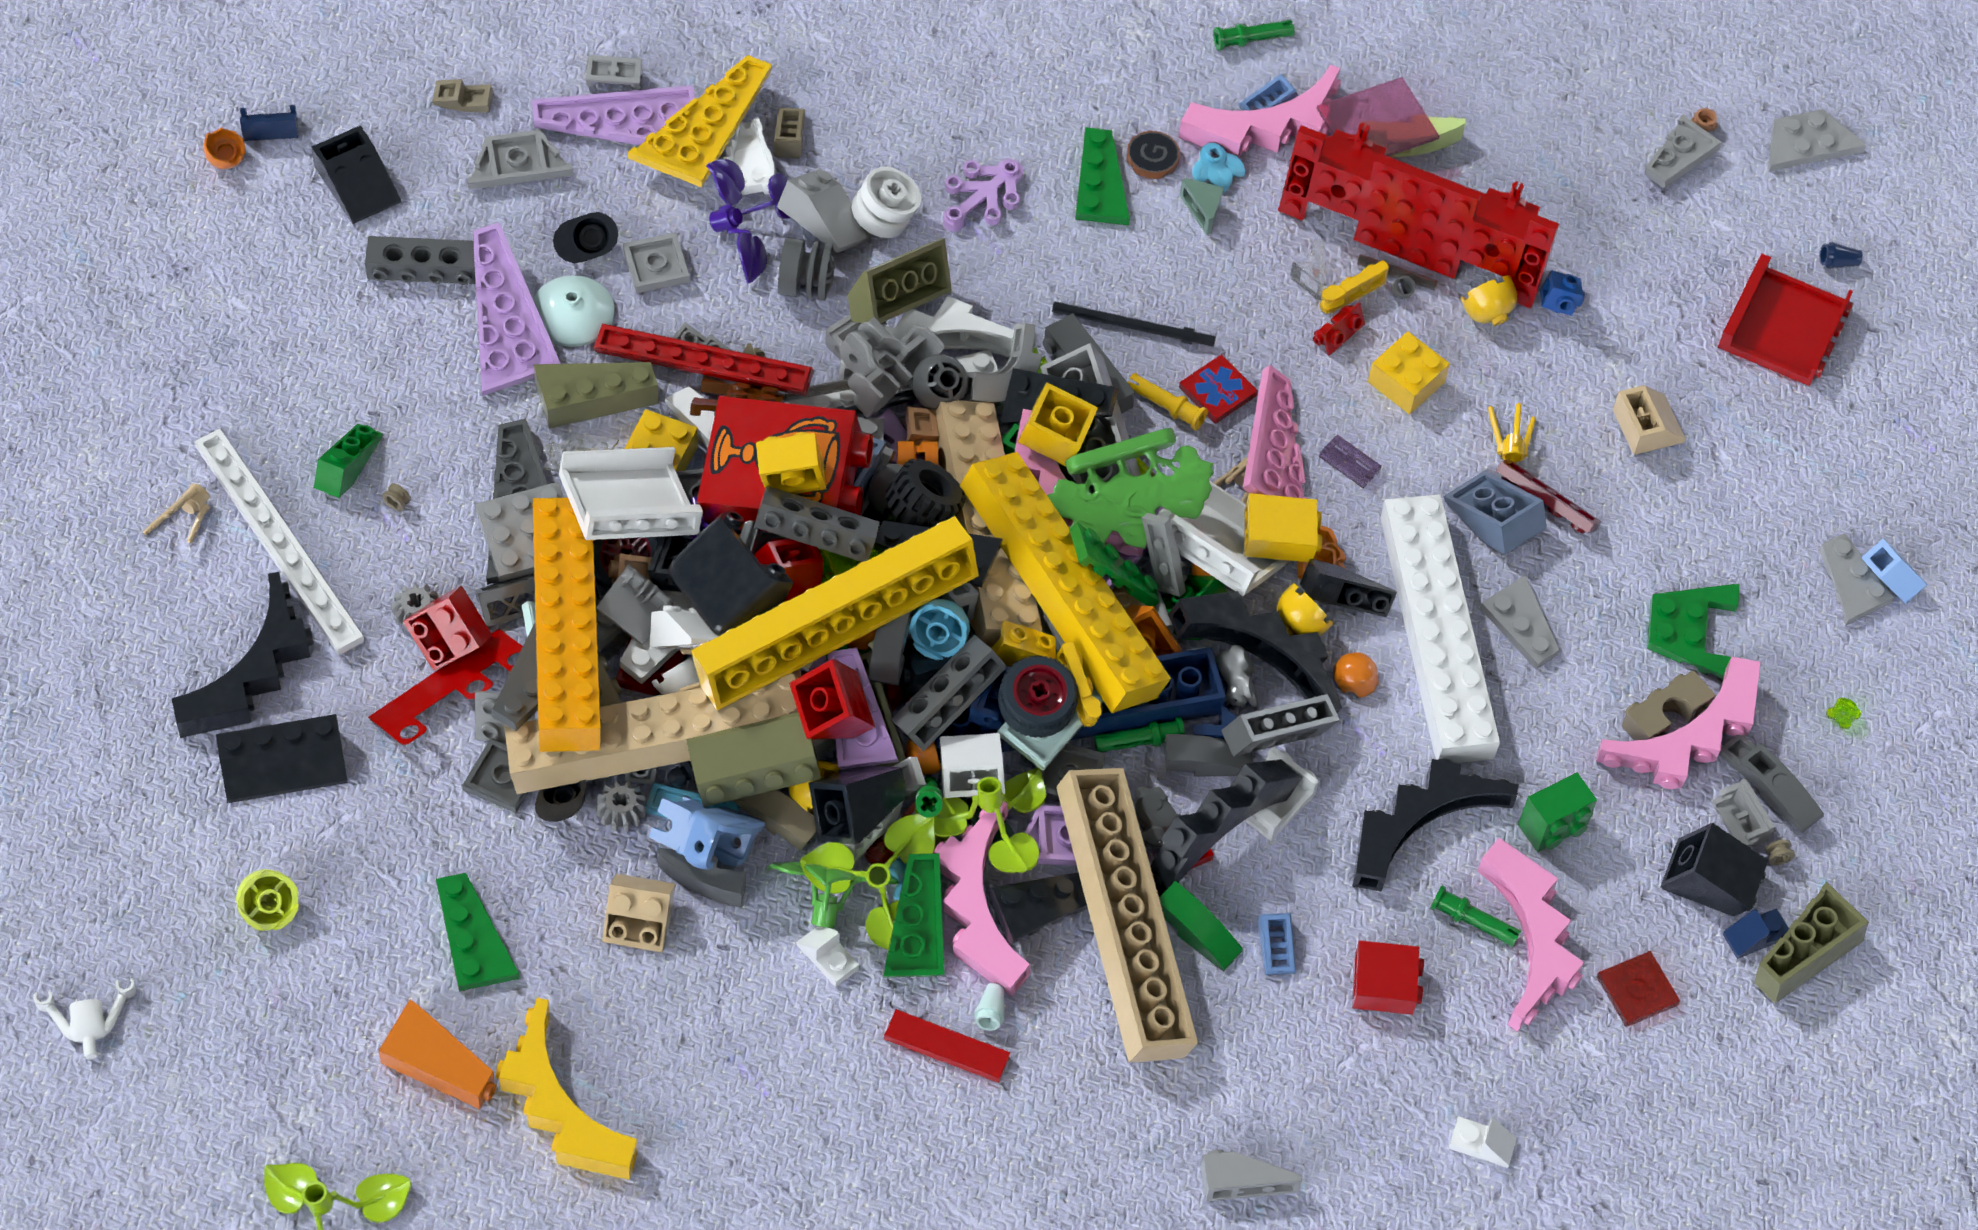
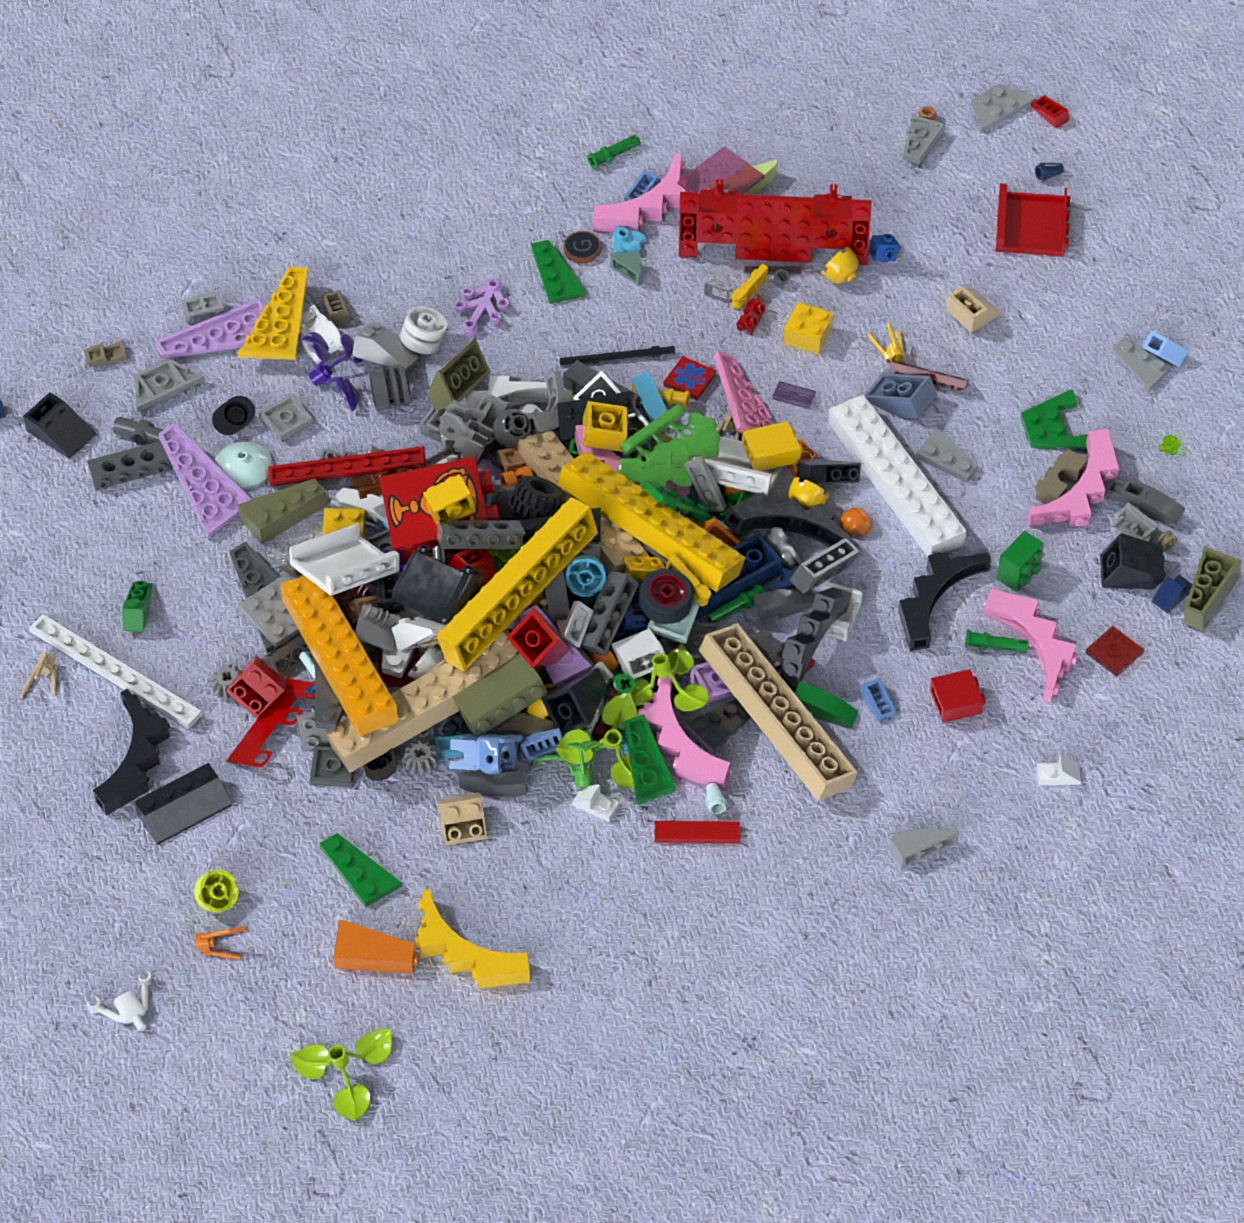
camera: 15 degrees left, 5 degrees down
(229, 963) = (206, 941): none -> orange plant
(396, 497) = (181, 618): dark tan bush -> none
(457, 218) = (140, 432): none -> dark grey piece
(776, 853) = (538, 751): none -> medium blue slope
(896, 697) = (576, 624): none -> white slope
(1149, 397) = (649, 395): none -> medium azure tile
(1880, 173) = (1052, 111): none -> red slope

